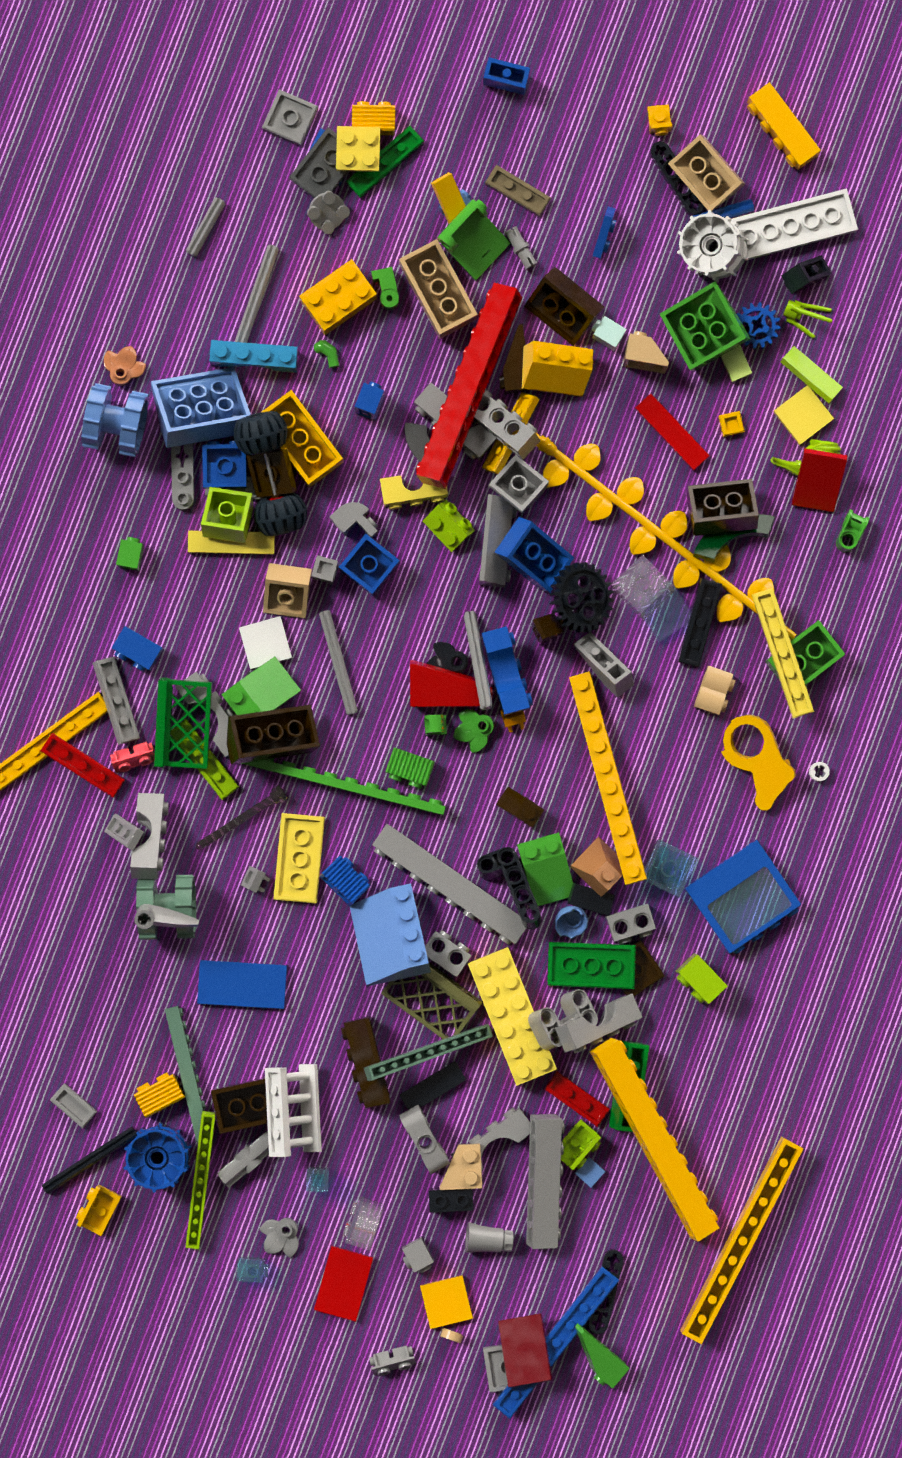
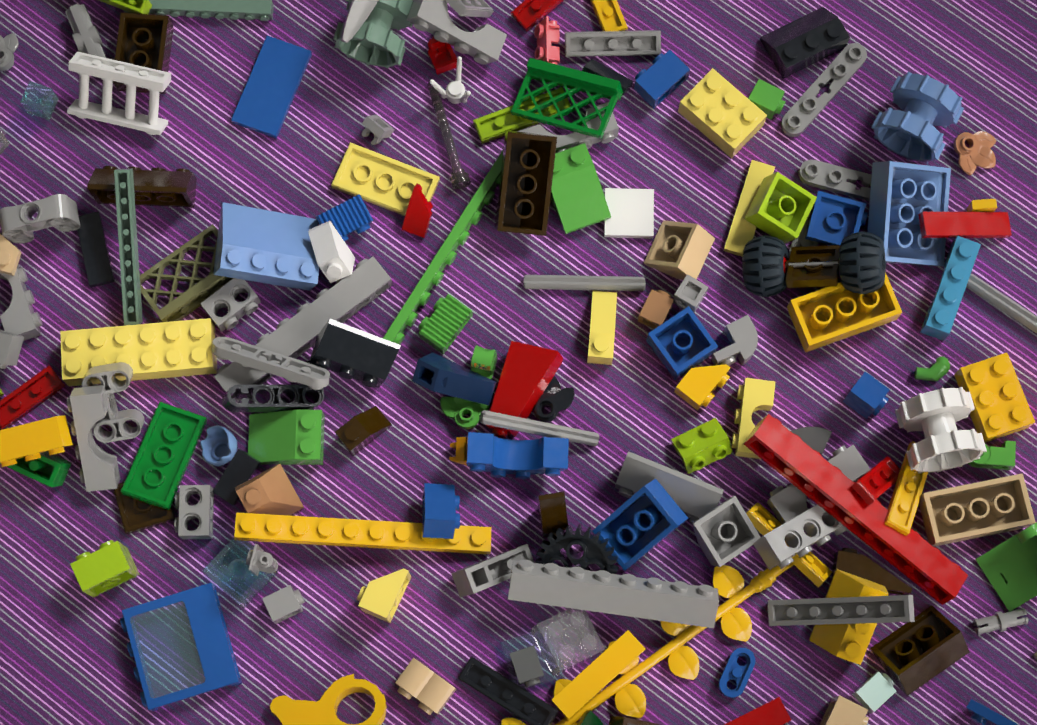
camera: 115 degrees right, 10 degrees down
(64, 536) = (805, 41): none -> black slope
(123, 517) = (809, 106): none -> light grey piece
(148, 696) = (599, 69): none -> black tile
(154, 588) = (722, 113): none -> light yellow brick
(173, 347) = (982, 205): none -> yellow tile
(173, 844) = (441, 56): none -> red slope
(195, 357) = (964, 224): none -> red tile
(200, 823) = (455, 90): none -> white plant
(321, 820) = (418, 213): none -> red slope
(344, 595) = (656, 309): none -> medium nougat brick
(372, 636) = (602, 327): none -> light yellow slope
(380, 880) = (331, 252): none -> white slope
(384, 333) = (936, 416): none -> white piece
(398, 541) = (700, 382): none -> yellow slope
(436, 347) = (905, 497): none -> yellow tile
(438, 373) = (877, 480): none -> red tile
(457, 748) = (452, 379): none -> dark blue slope
(463, 832) = (354, 353): none -> black slope
(491, 887) = (270, 362): none -> light grey piece
(558, 375) = (841, 610): none -> light grey plate
(571, 721) = (439, 511): none -> blue brick
(597, 560) = (613, 593): none -> light grey brick
(626, 446) = (736, 673): none -> blue plate
(653, 745) = (384, 595): none -> light yellow slope
(661, 847) = (261, 561): none -> light grey hinge
(663, 554) = (598, 674): none -> yellow tile
(674, 613) = (527, 666): none -> dark grey brick
(683, 825) = (284, 604): none -> light grey brick

